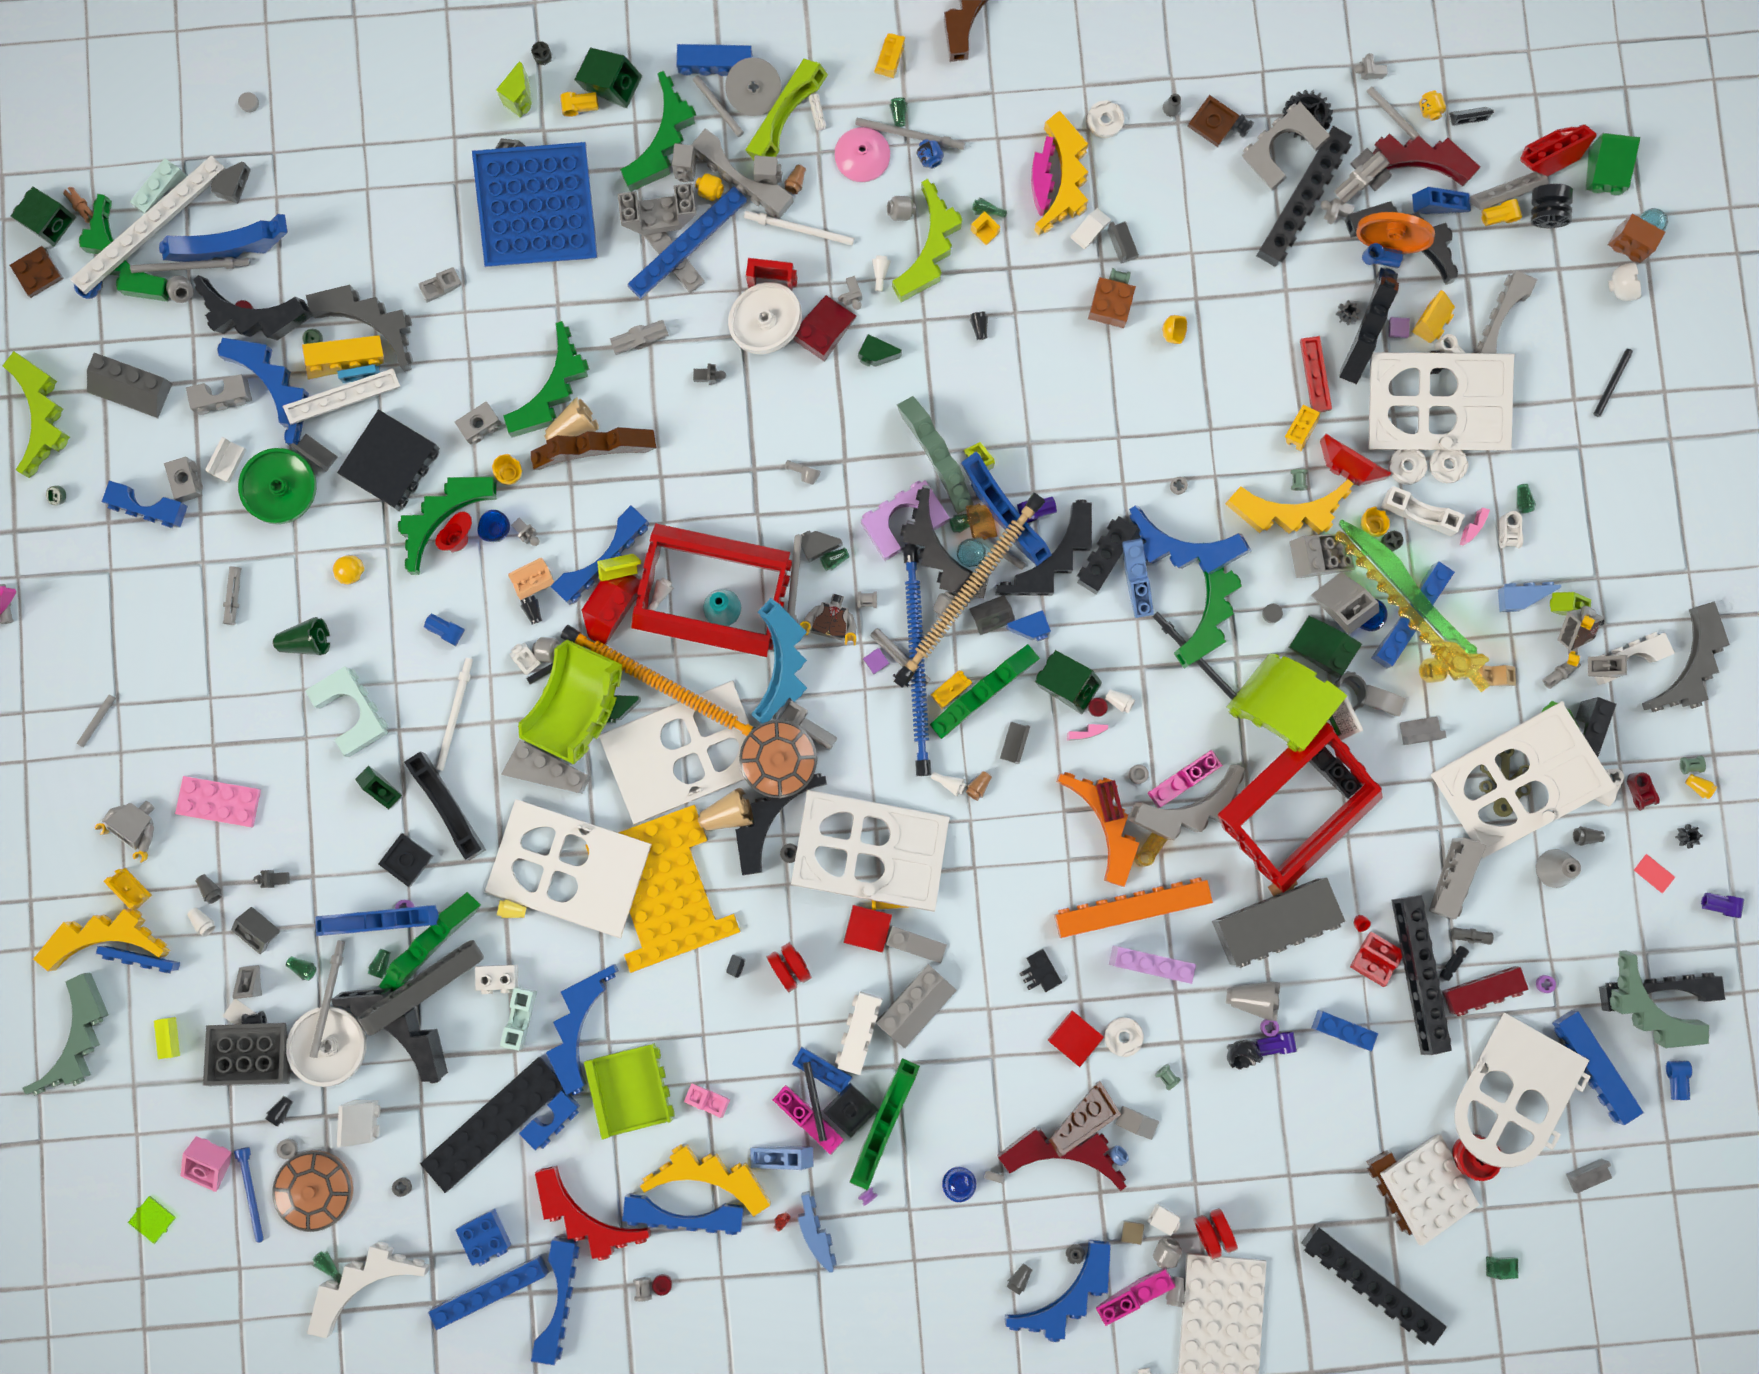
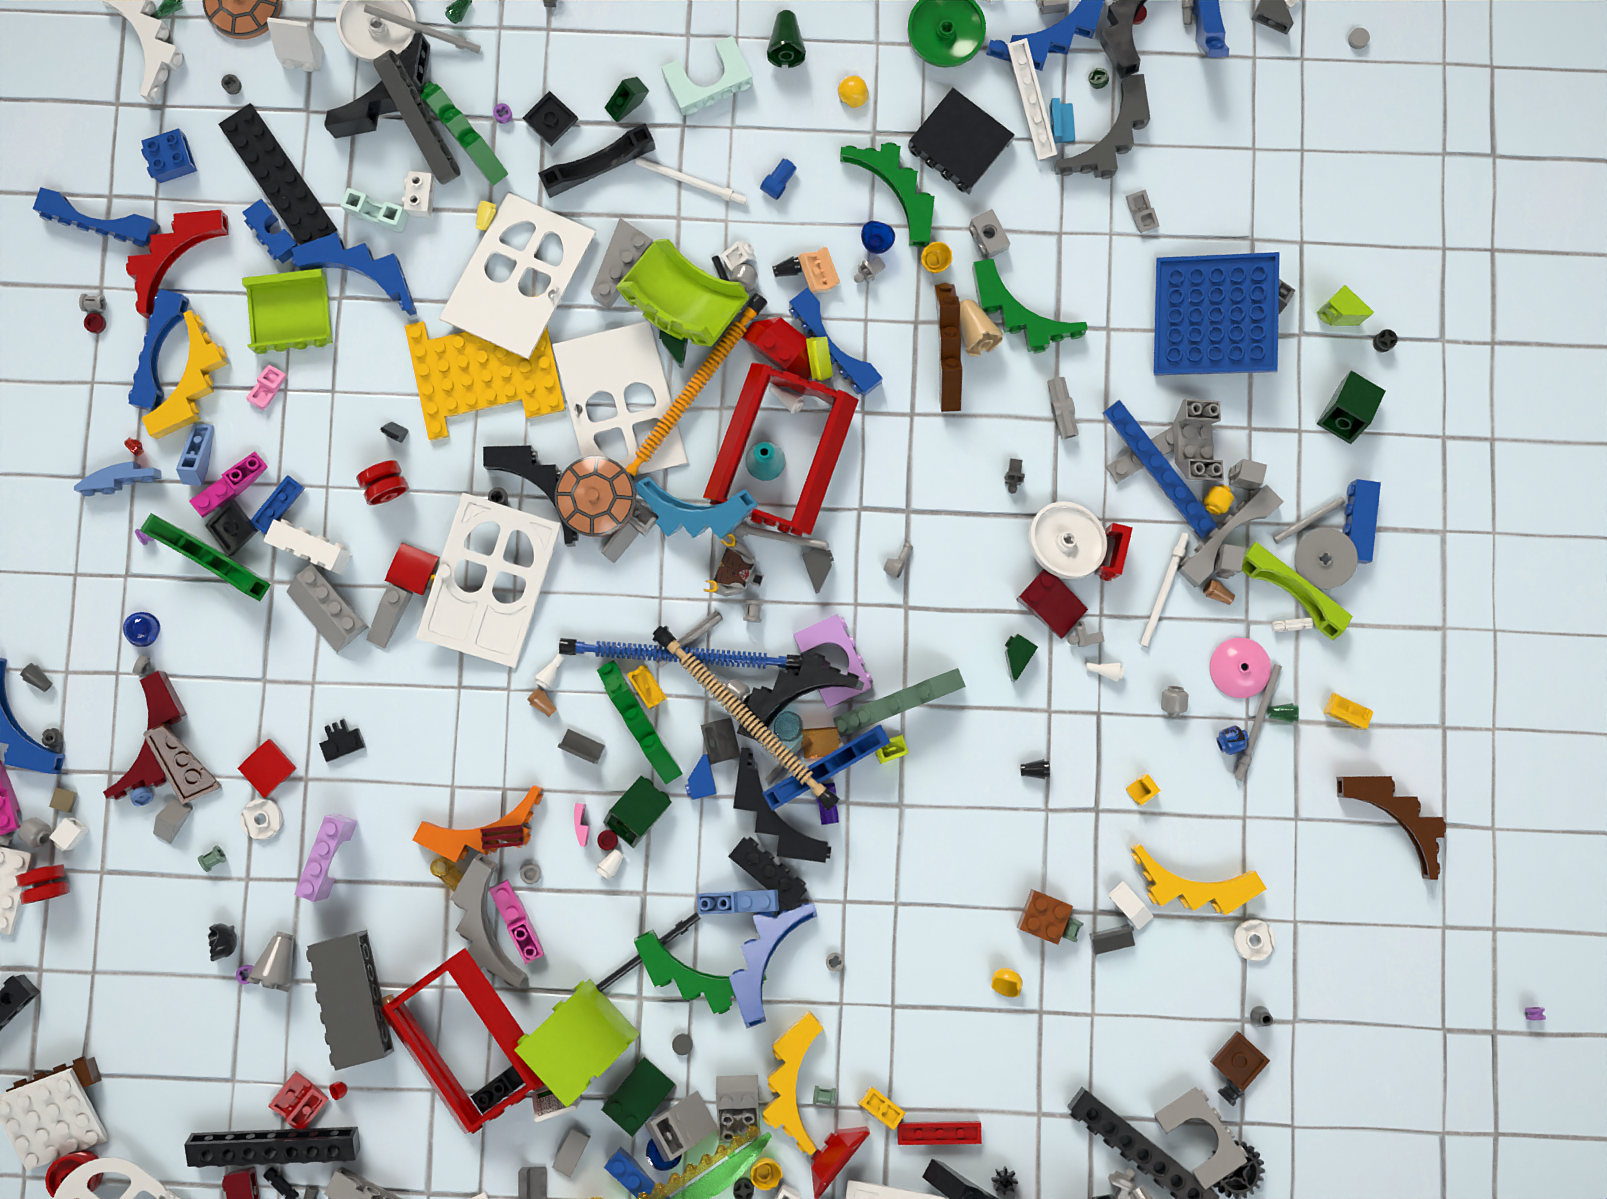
camera: 100 degrees right, 0 degrees up
(315, 452) = (978, 69): dark grey panel -> none
(332, 356) = (1075, 104): yellow wedge -> none
(376, 920) = (491, 92): blue arch -> none
(379, 964) = (450, 83): clear green cone -> none
(455, 533) = (875, 198): red piece -> none
(488, 1292) = (115, 155): blue brick -> none
(575, 103) = (1325, 369): yellow piece -> none
(654, 161) = (1253, 444): green arch -> none
(727, 812) = (550, 440): tan cone -> none
(814, 1101) = (243, 492): black bar -> none
(833, 559) = (801, 582): clear green cone -> none
(876, 661) = (688, 612): medium lavender tile -> none
(937, 247) = (1153, 743): lime arch -> none
(959, 523) = (822, 718): clear green cone -> none
(982, 205) = (1167, 791): clear green cone -> none
(1040, 176) = (1188, 858): dark pink slope -> none
(1134, 908) = (390, 847): orange brick -> none
(1281, 1043) = (226, 985): dark purple piece -> none
(1344, 1030) = (222, 1062): blue arch -> none
(1357, 684) = (588, 1127): dark grey helmet -> none

